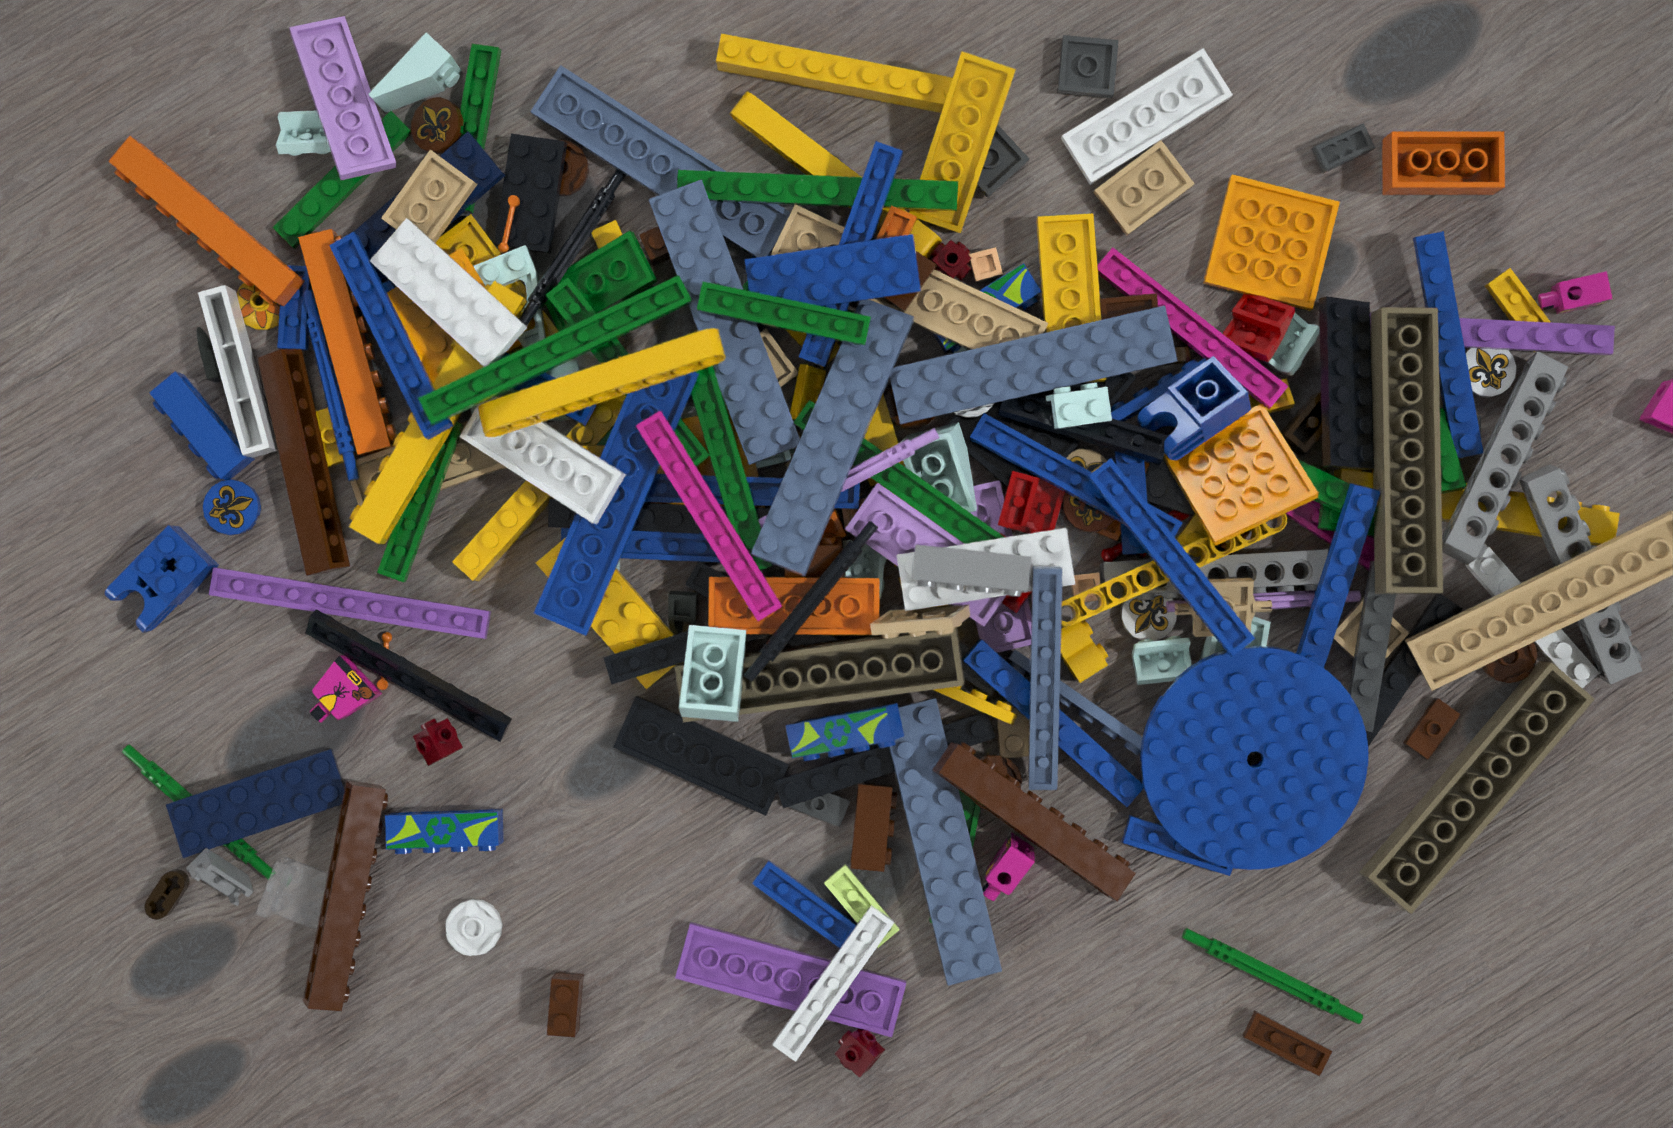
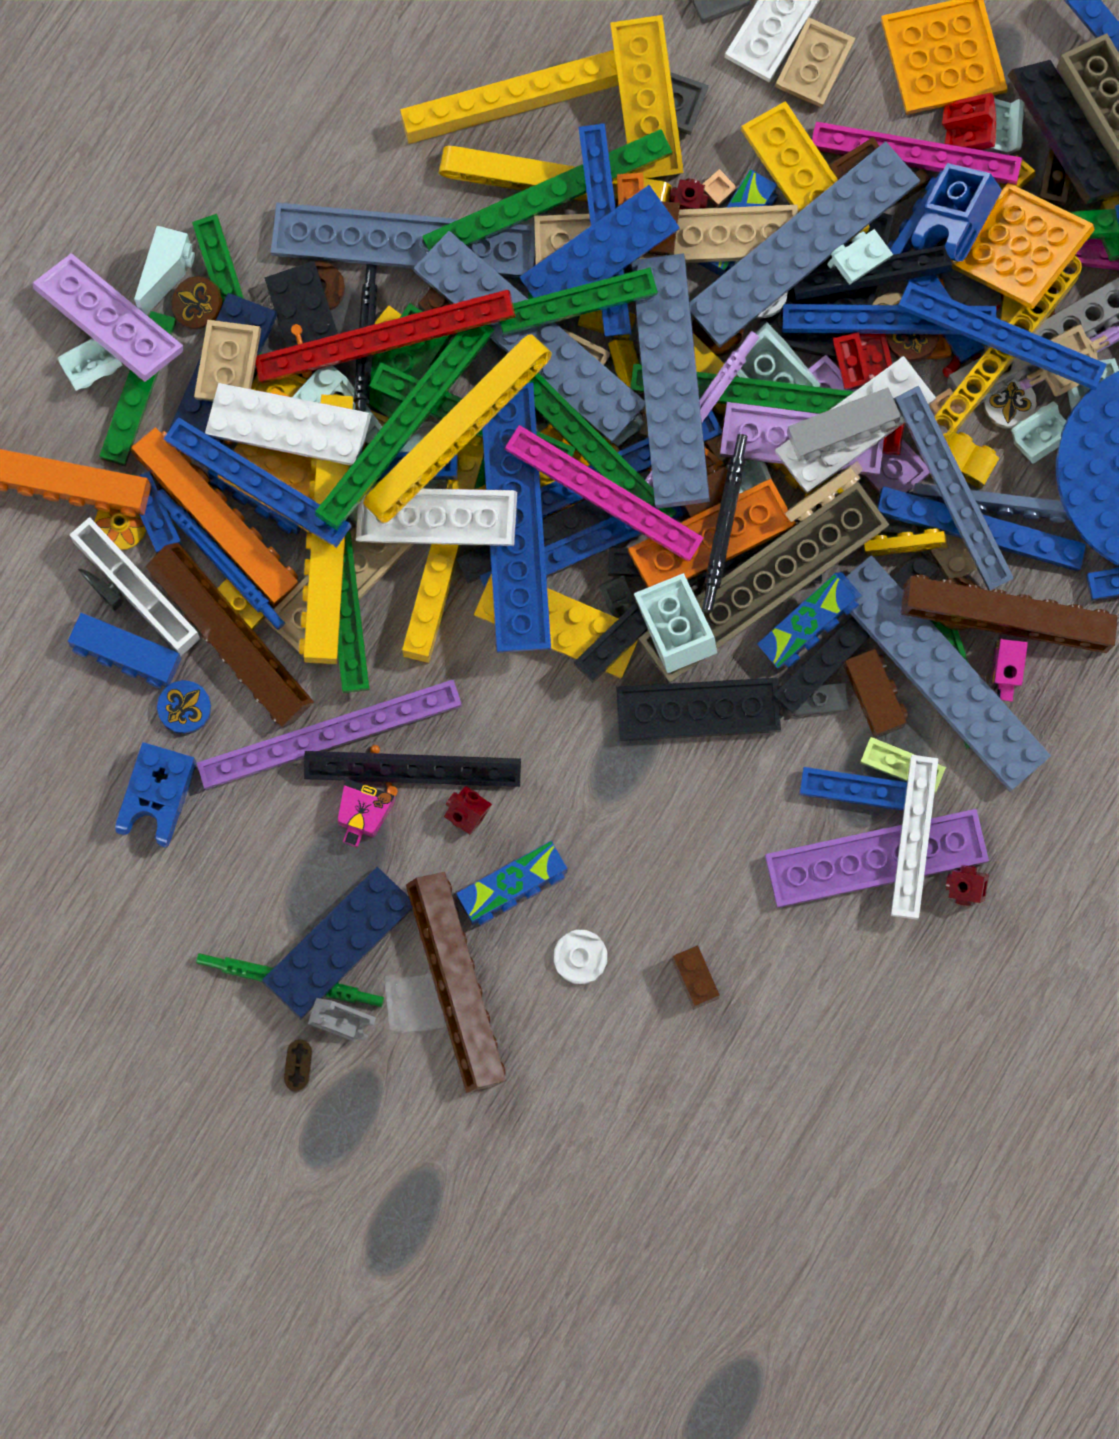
camera: 30 degrees left, 10 degrees down
(587, 254) = (385, 336): none -> red plate

